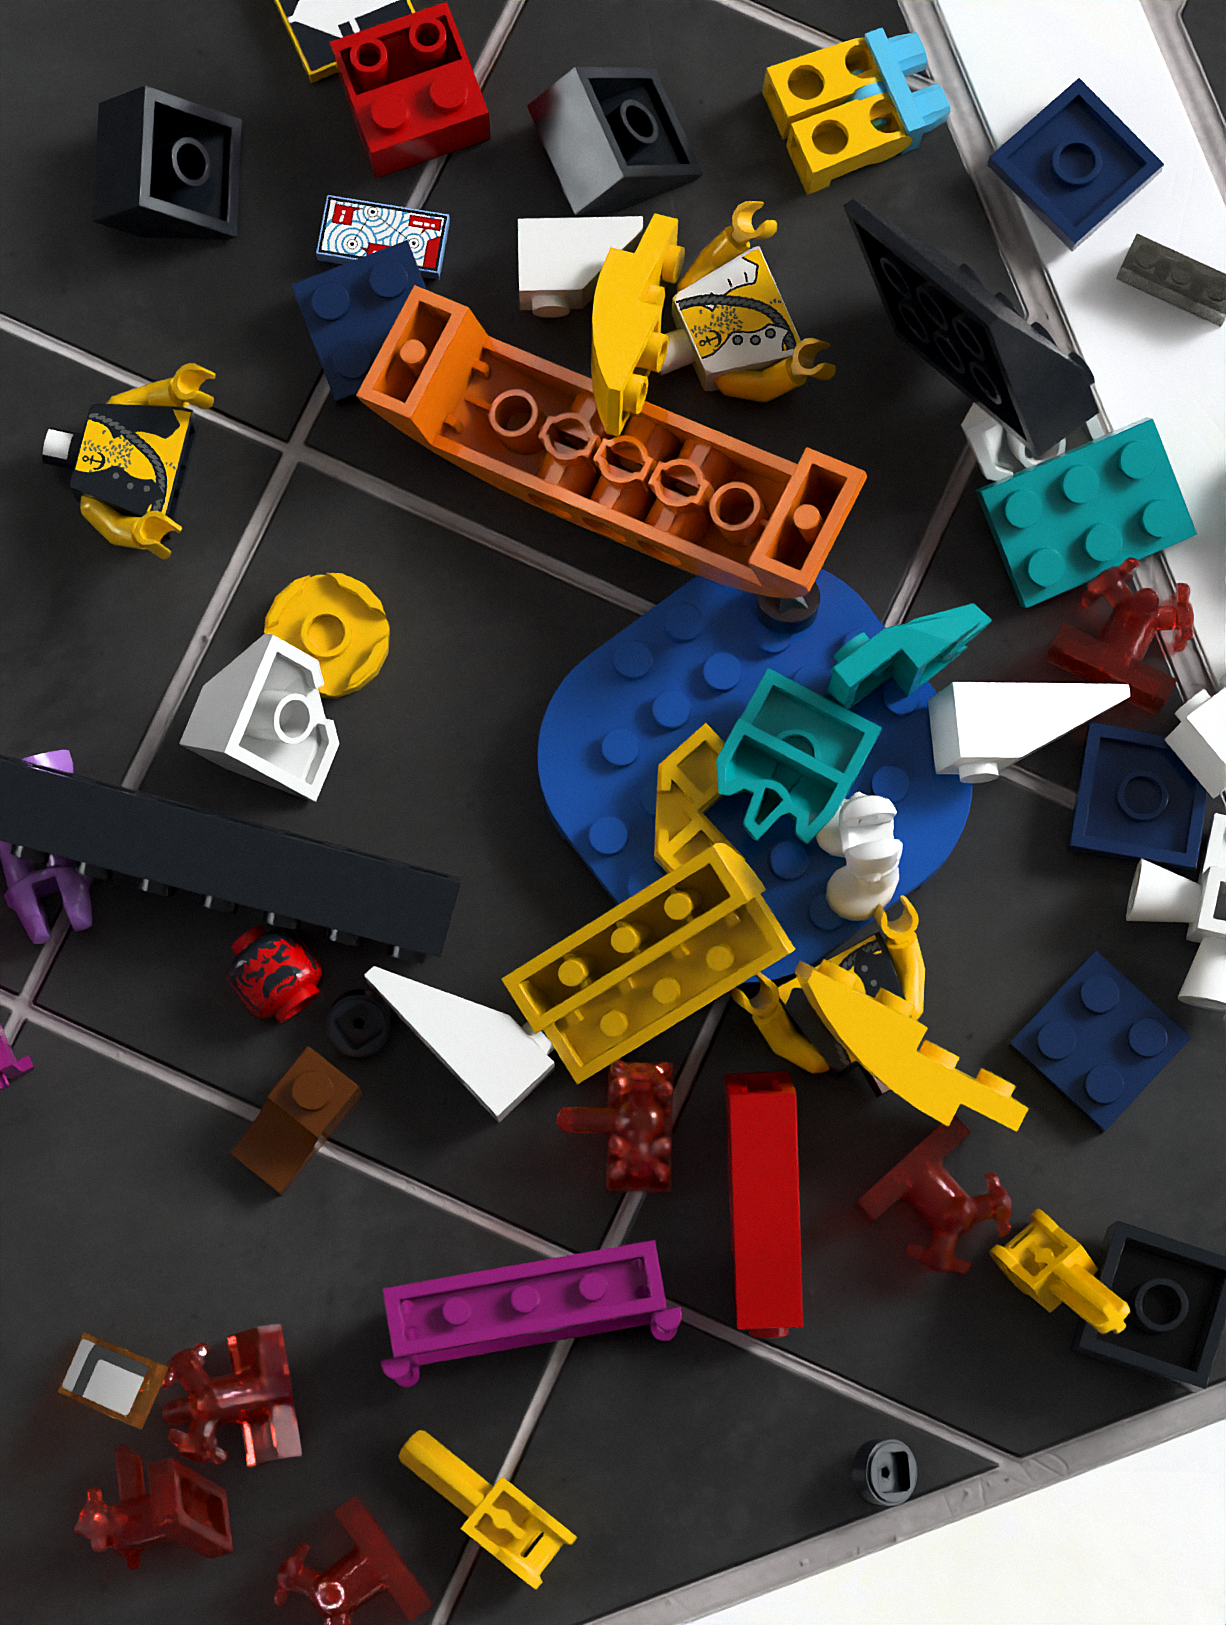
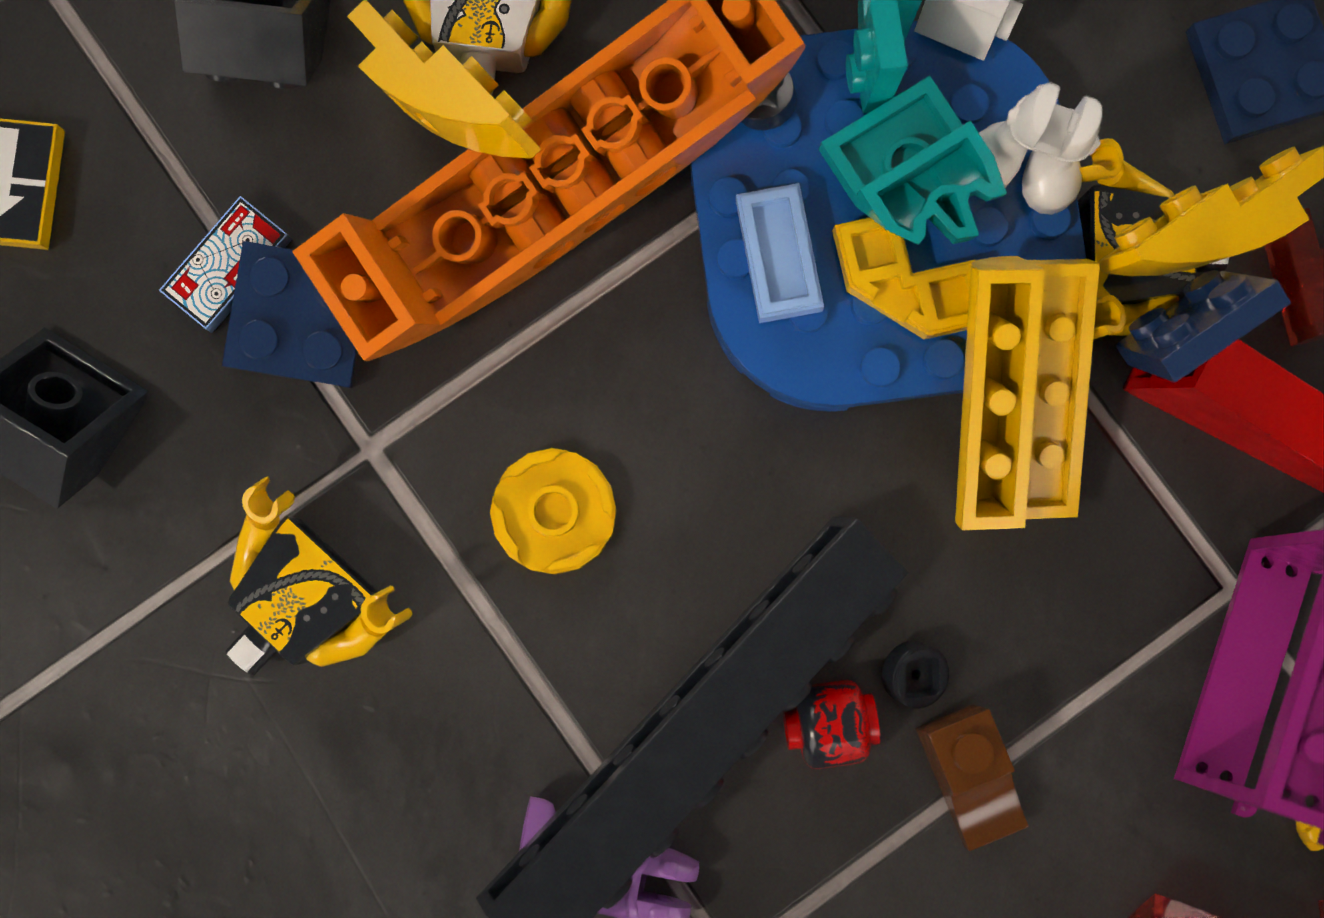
camera: 60 degrees left, 5 degrees up
(266, 719) = (602, 606): white slope -> none
(411, 90) = (107, 161): red slope -> none
(475, 1043) = (991, 584): white slope -> none
(564, 259) = (341, 115): white slope -> none
(635, 1125) = (1141, 488): clear red piece -> none
(655, 691) = (779, 253): none -> light blue tile
(770, 1061) = (1205, 321): none -> dark blue plate

